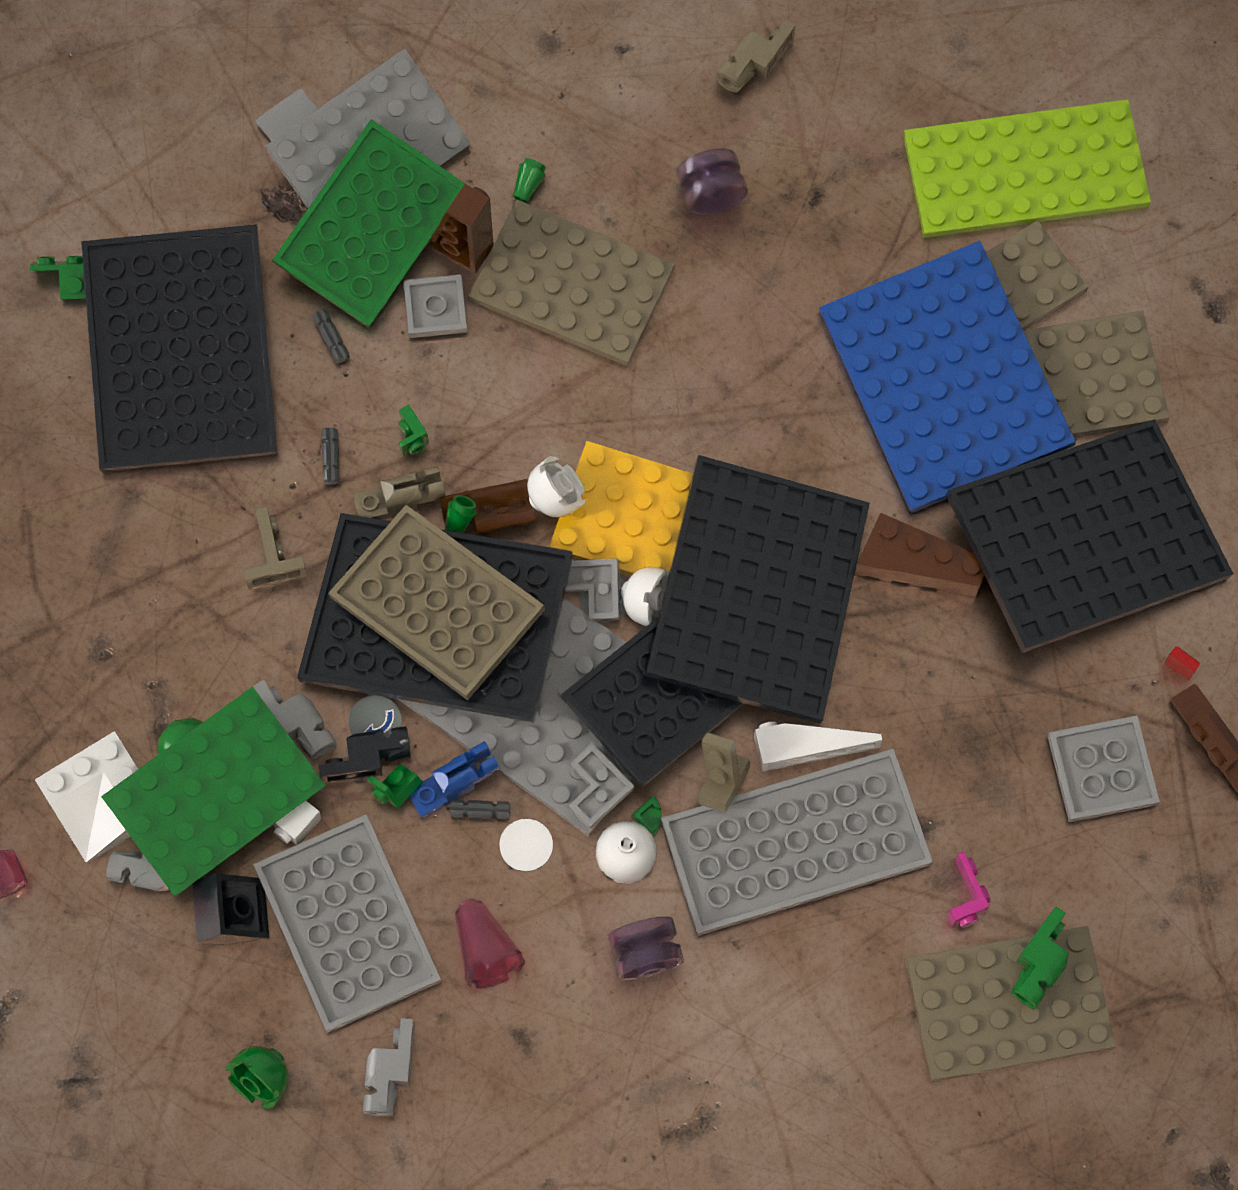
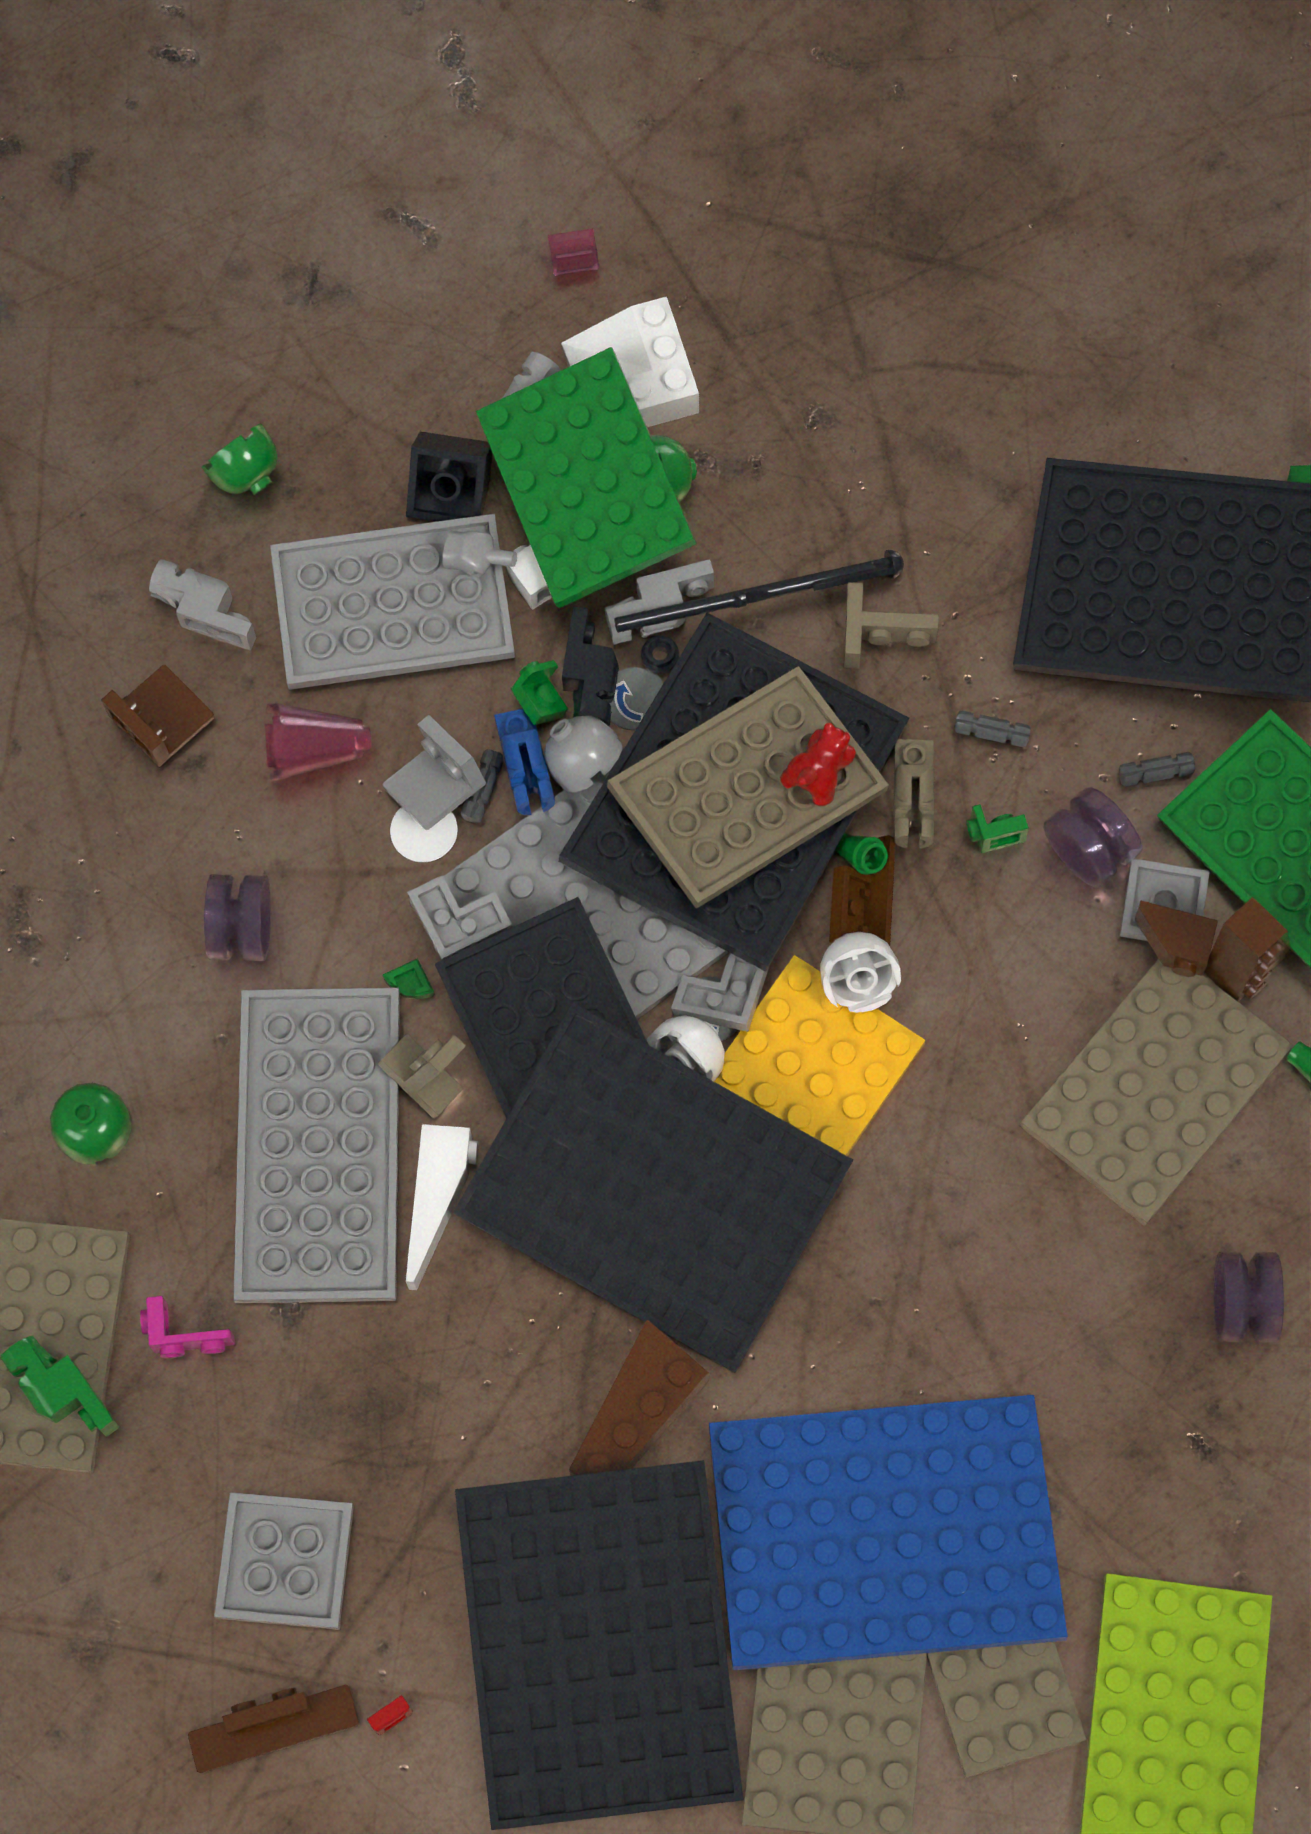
camera: 110 degrees right, 0 degrees up
(218, 560) = (890, 565): none -> black bar
(295, 862) = (474, 553): none -> light grey piece
(335, 700) = (656, 644): none -> black plate
(404, 358) = (1093, 837): none -> wheel
(409, 550) = (818, 766): none -> red animal
(440, 733) = (579, 751): none -> light grey cylinder
(465, 283) = (1177, 937): none -> reddish brown slope
(488, 841) = (435, 778): none -> light grey bracket
(491, 1072) = (159, 714): none -> reddish brown bracket
(626, 852) = (373, 939): white cylinder -> none
(832, 1015) = (90, 1123): none -> green cylinder

